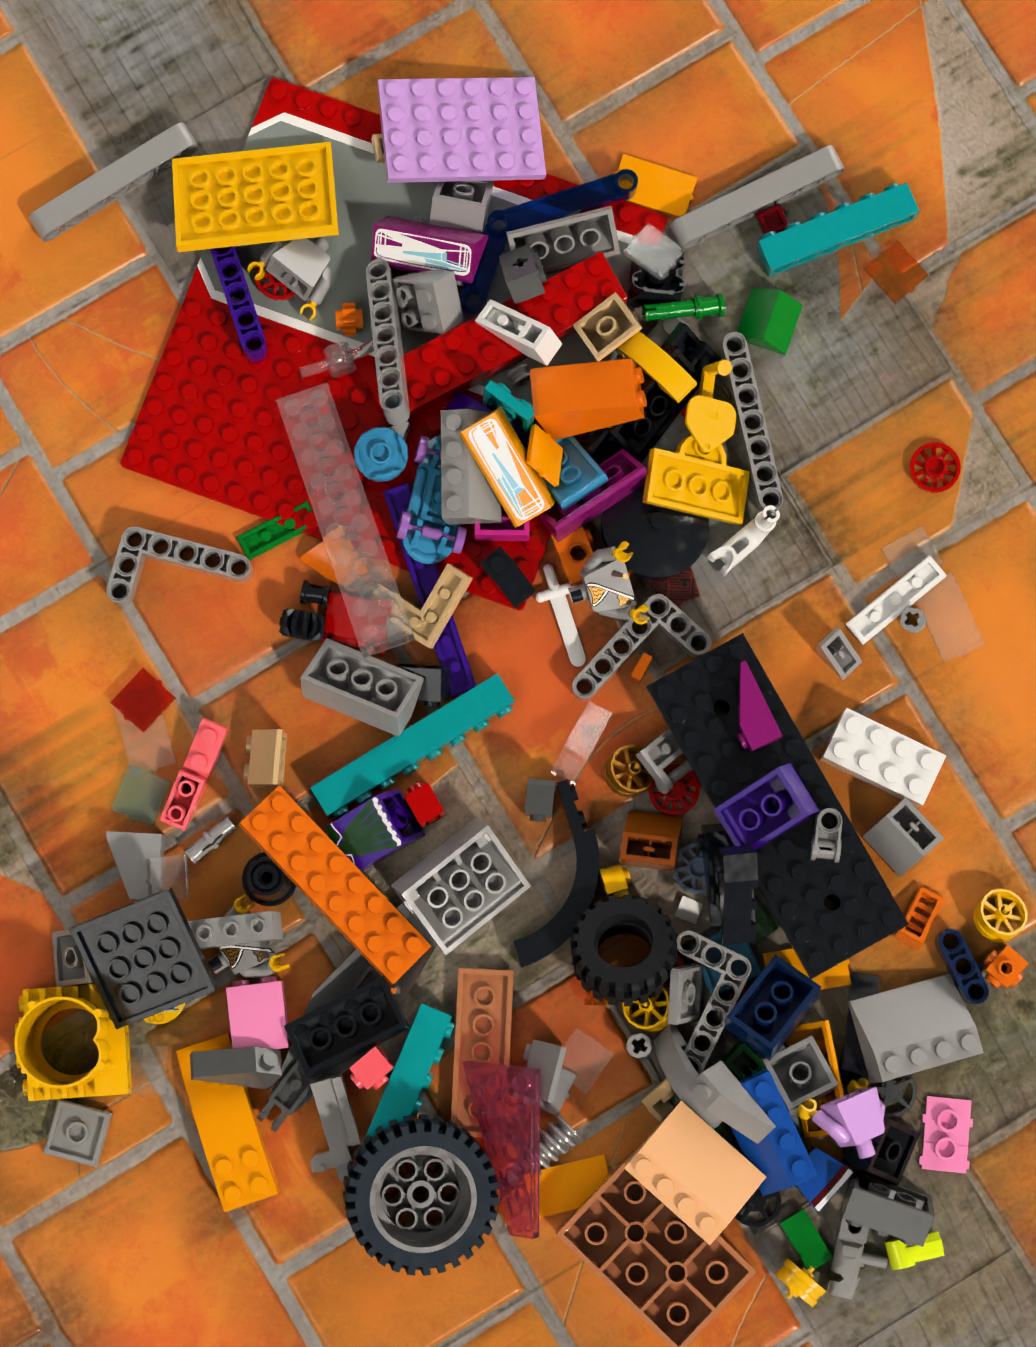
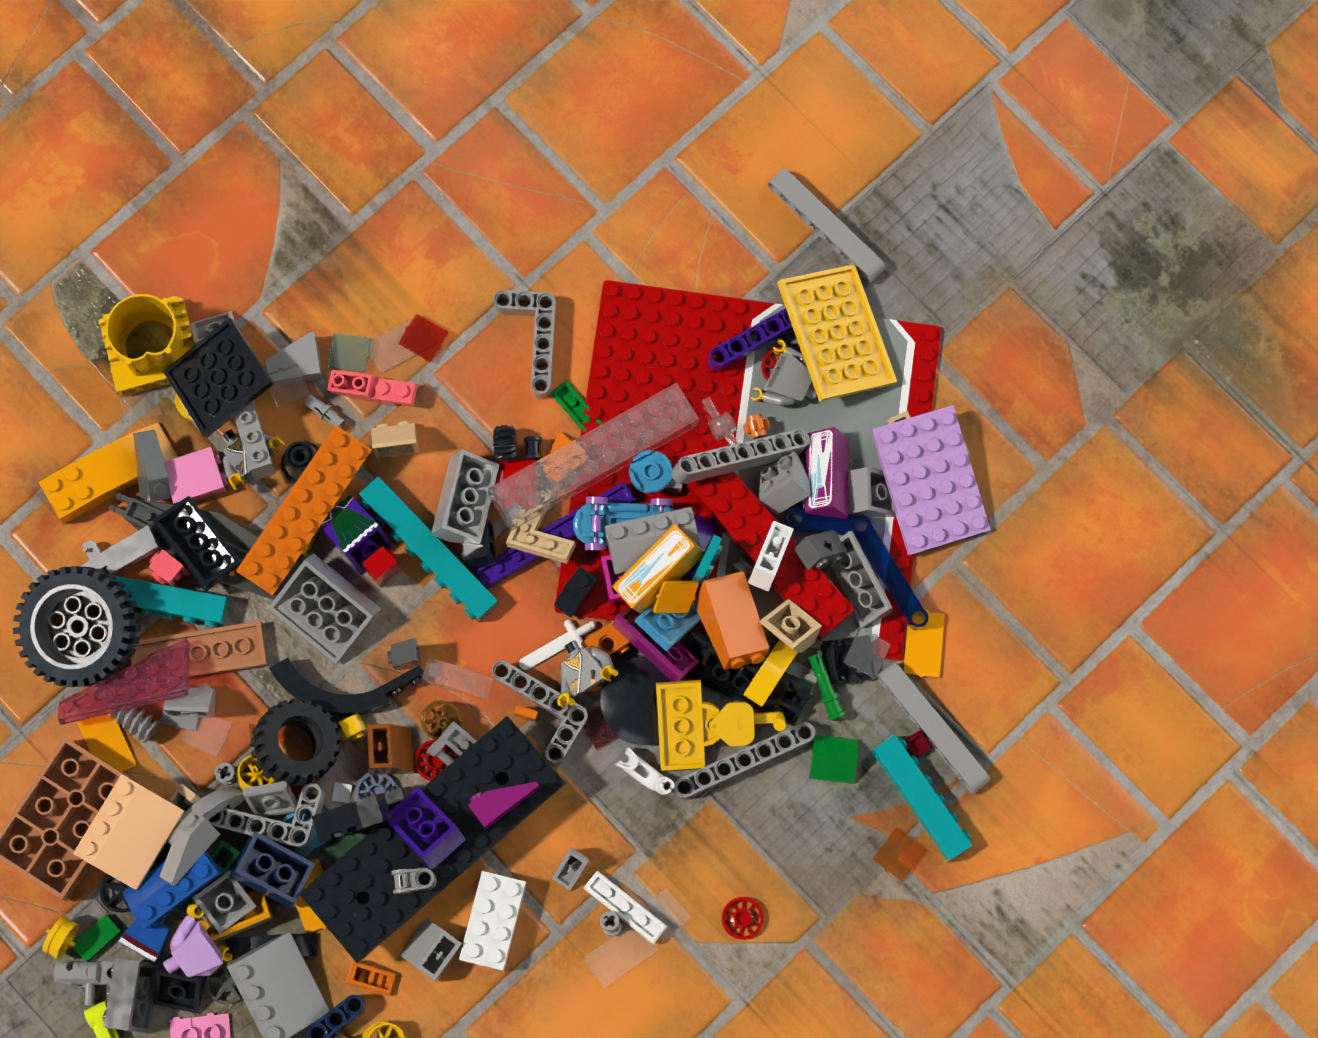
camera: 70 degrees right, 5 degrees down
(78, 1133) = (82, 363): light grey tile -> none

